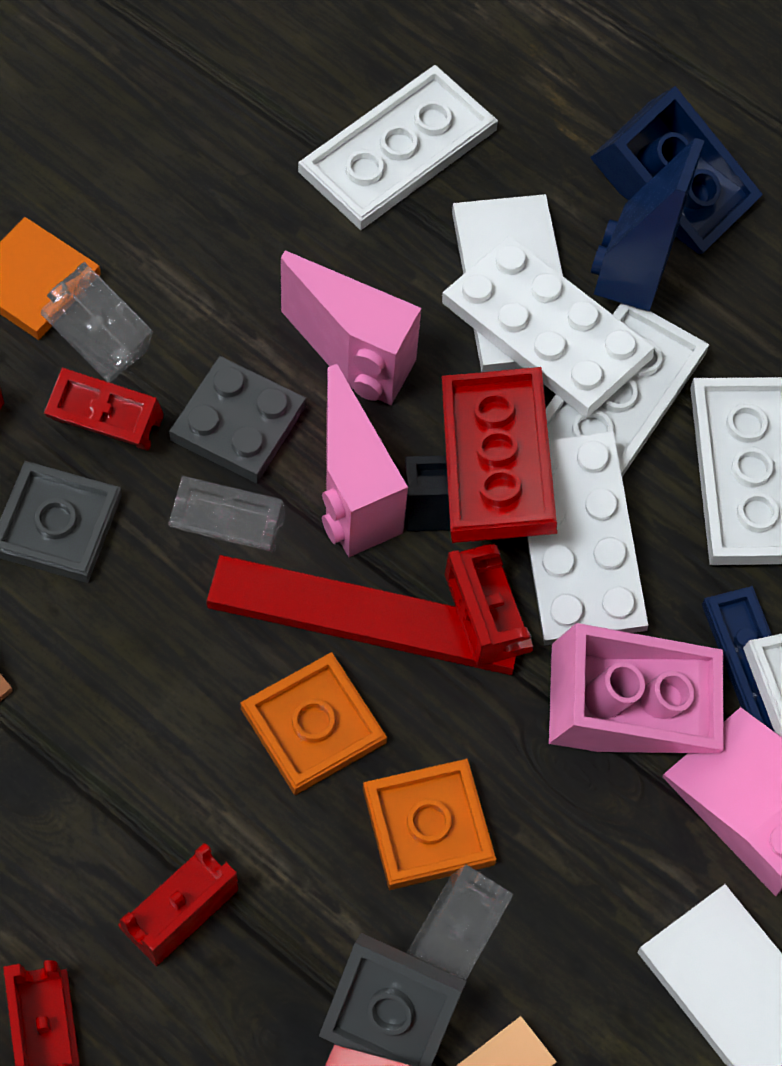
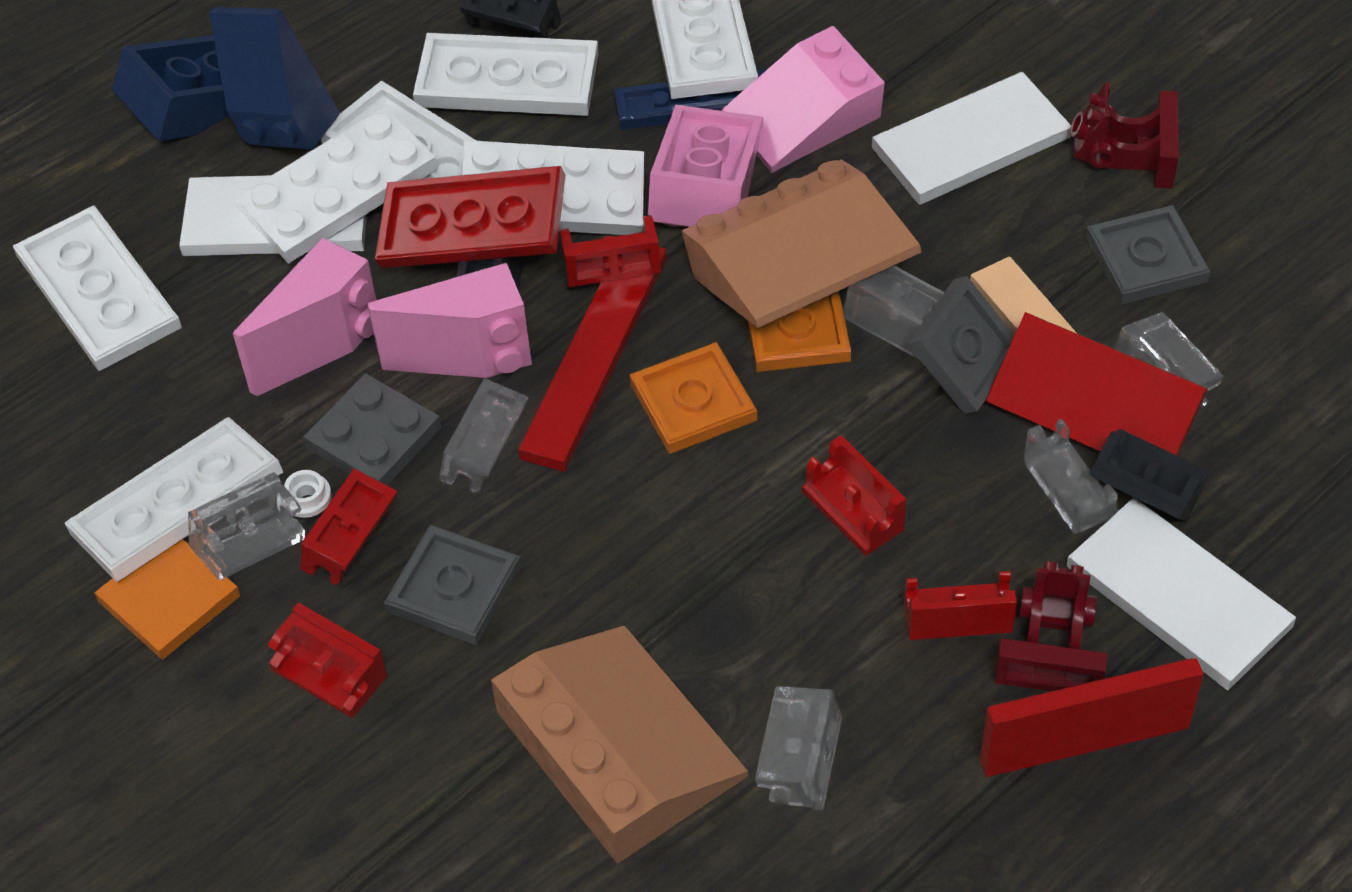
camera: 75 degrees left, 10 degrees down
(138, 259) = (154, 506): none -> white tile
(152, 360) = (309, 483): none -> white plate
(514, 806) = (797, 243): none -> nougat slope

